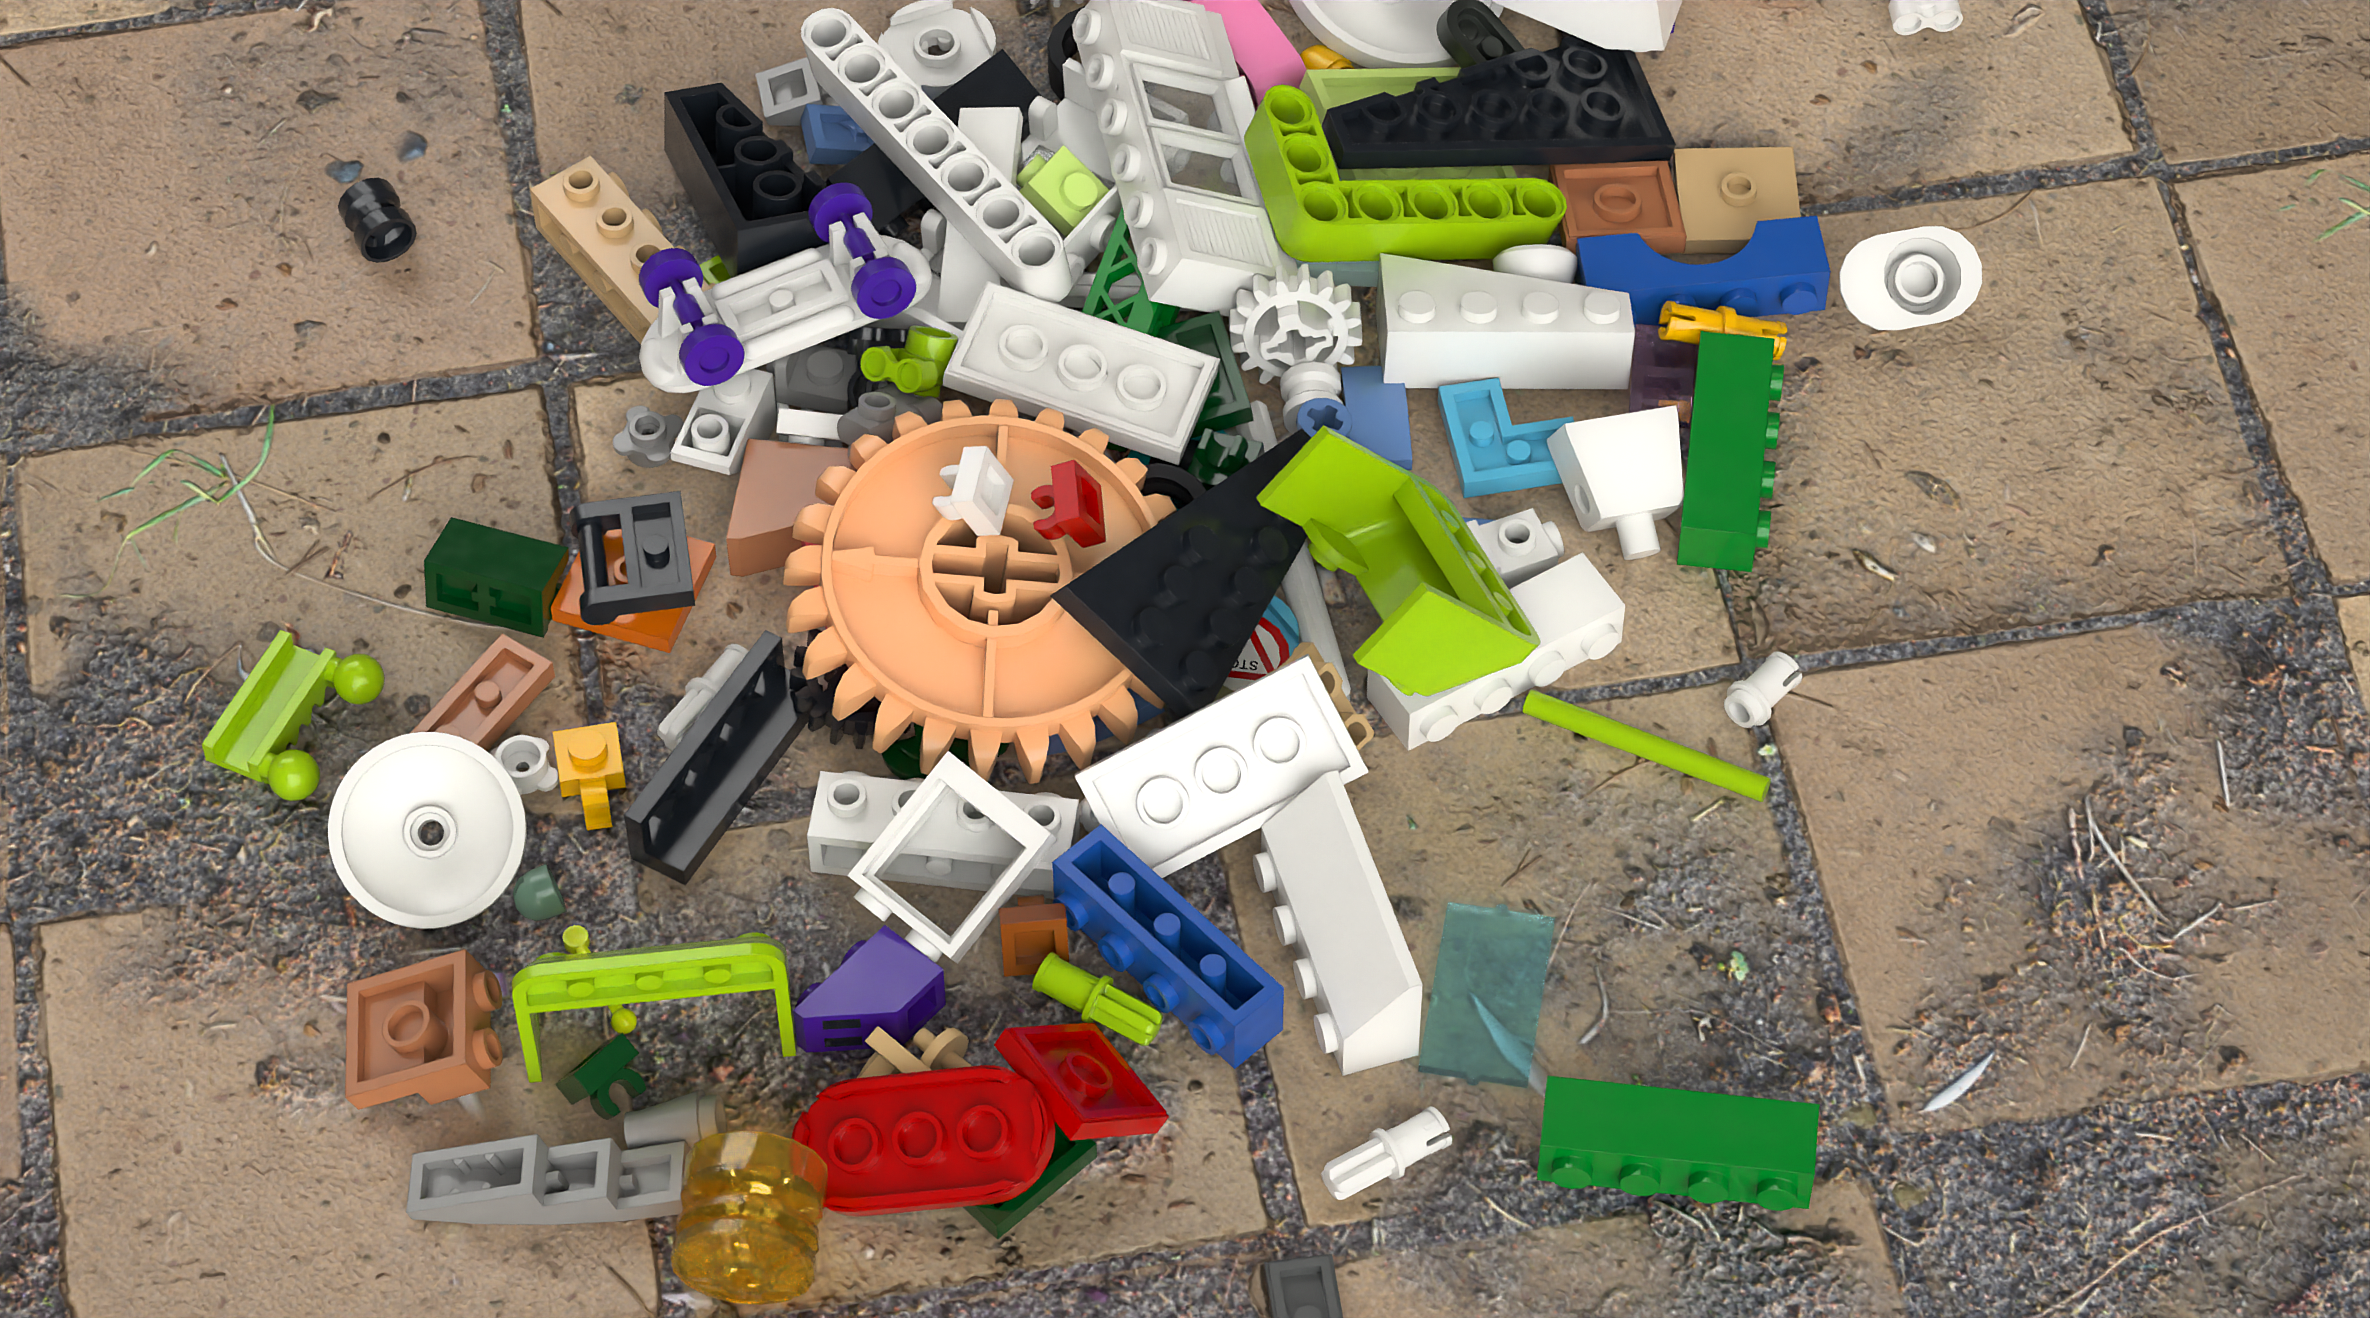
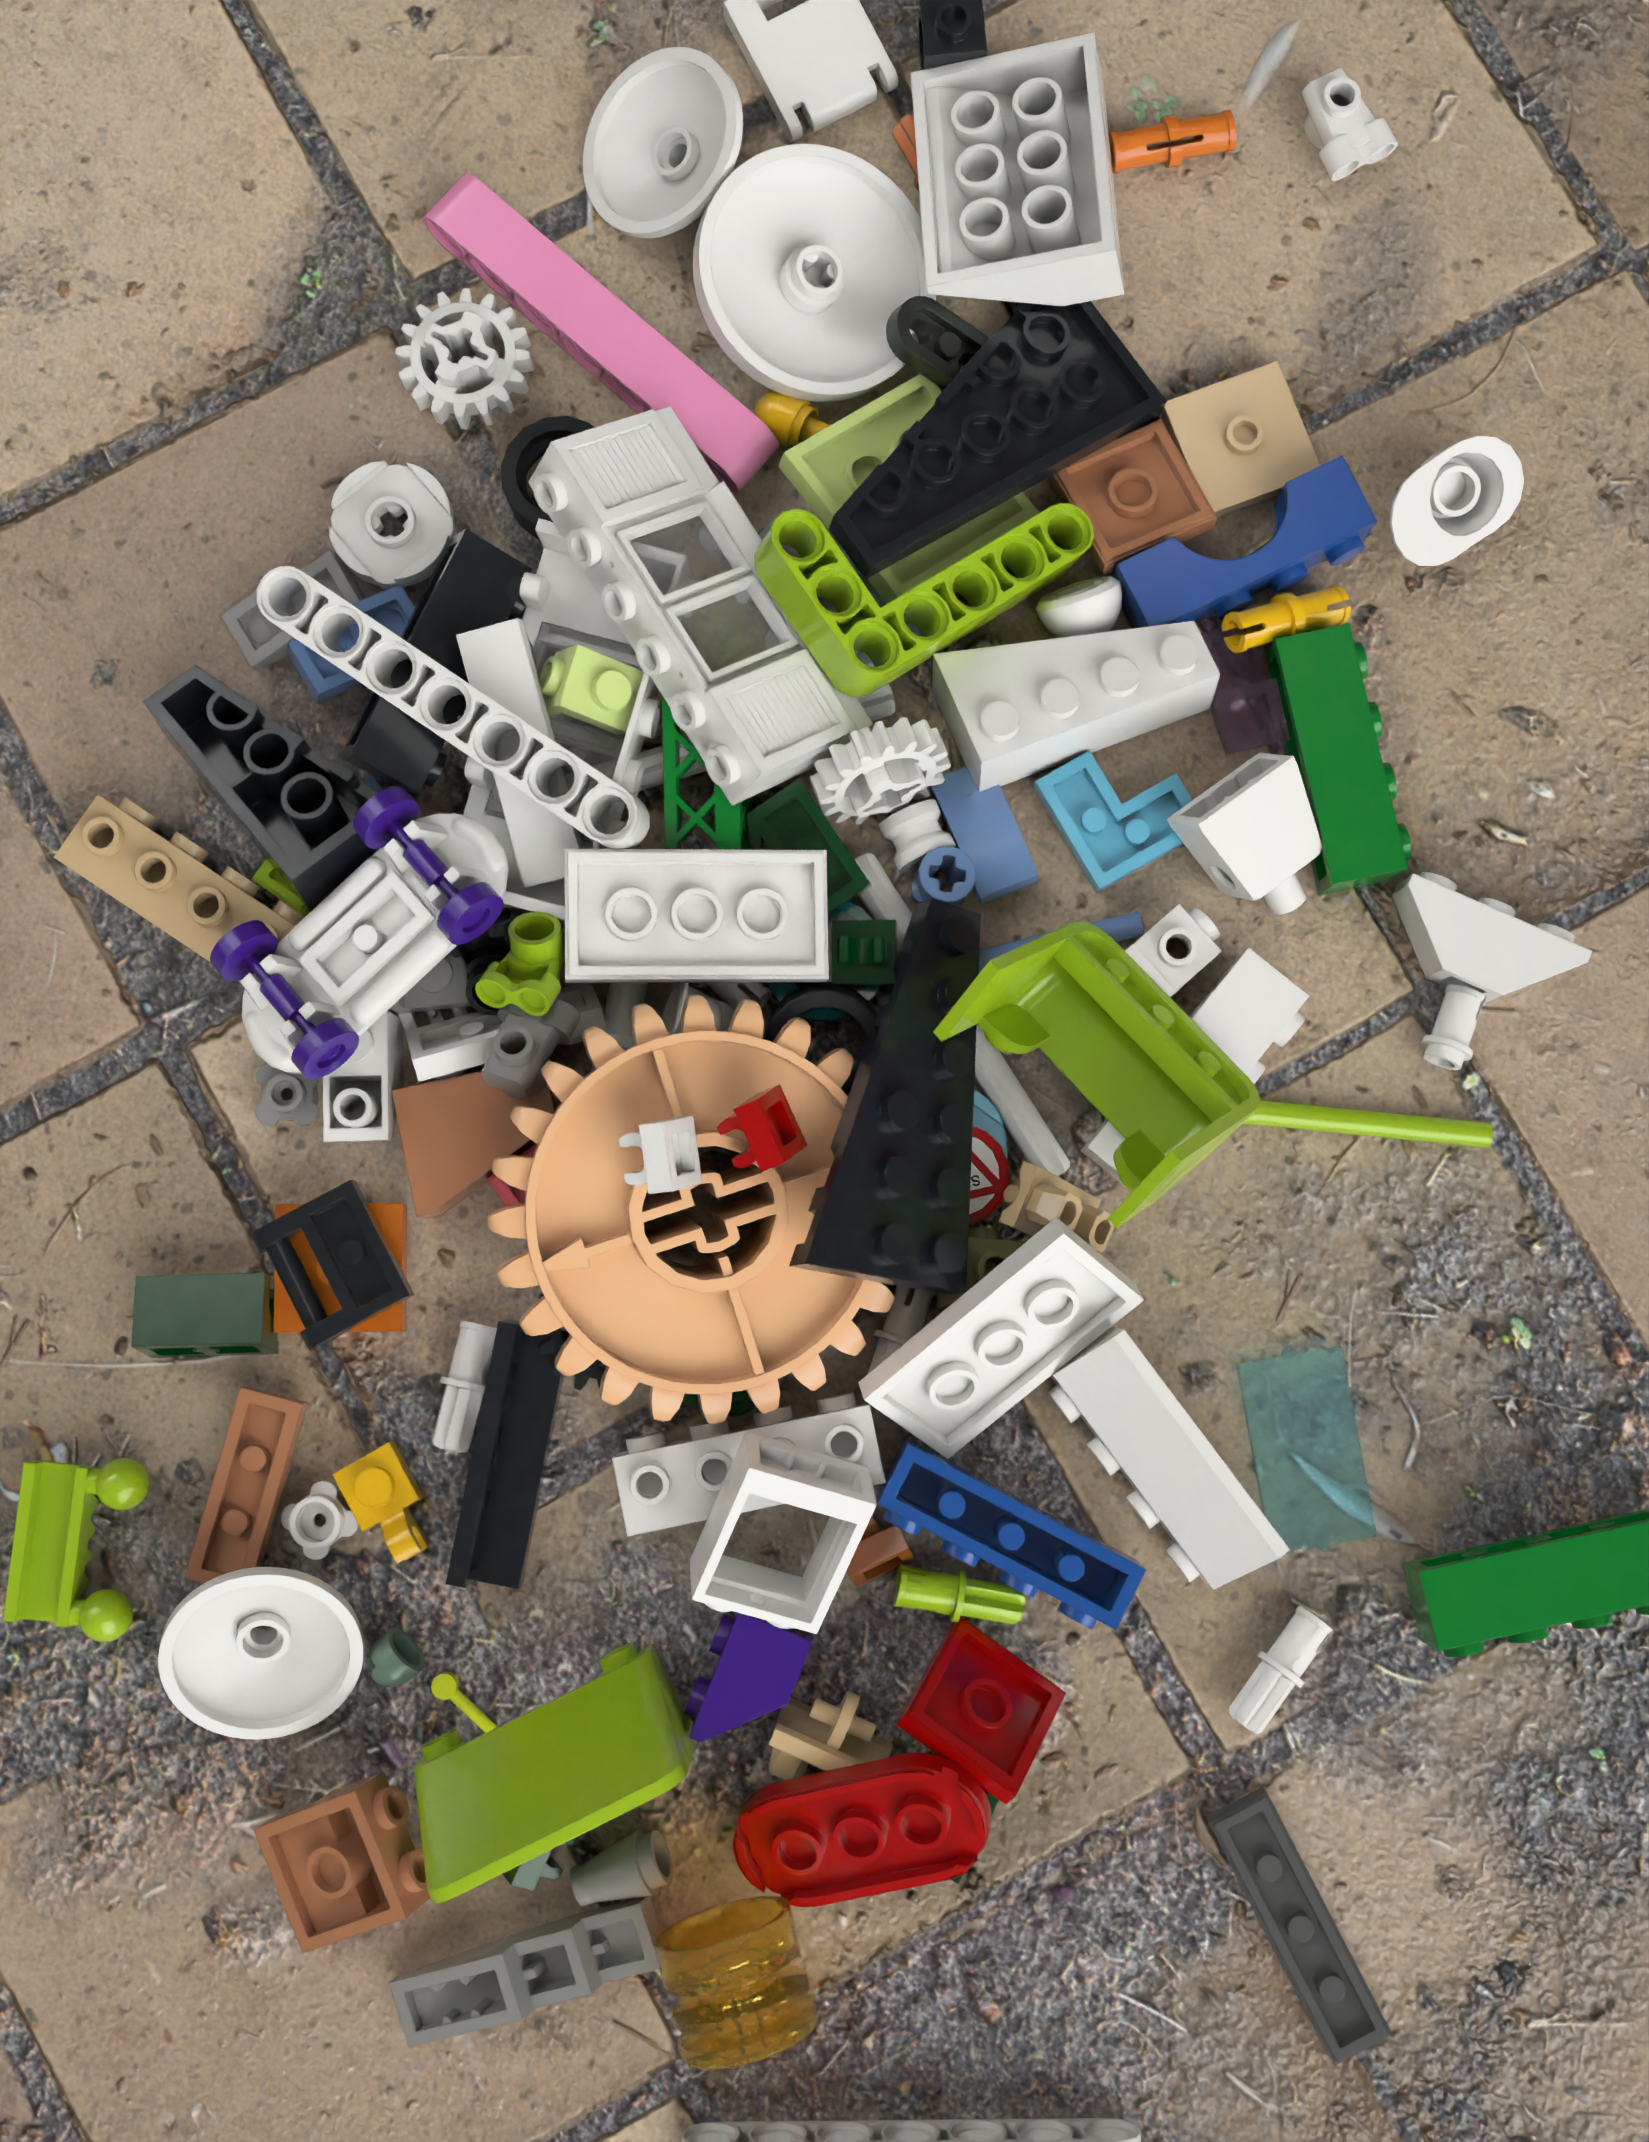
camera: 15 degrees left, 30 degrees up
(1818, 629) = (1480, 940): none -> white slope

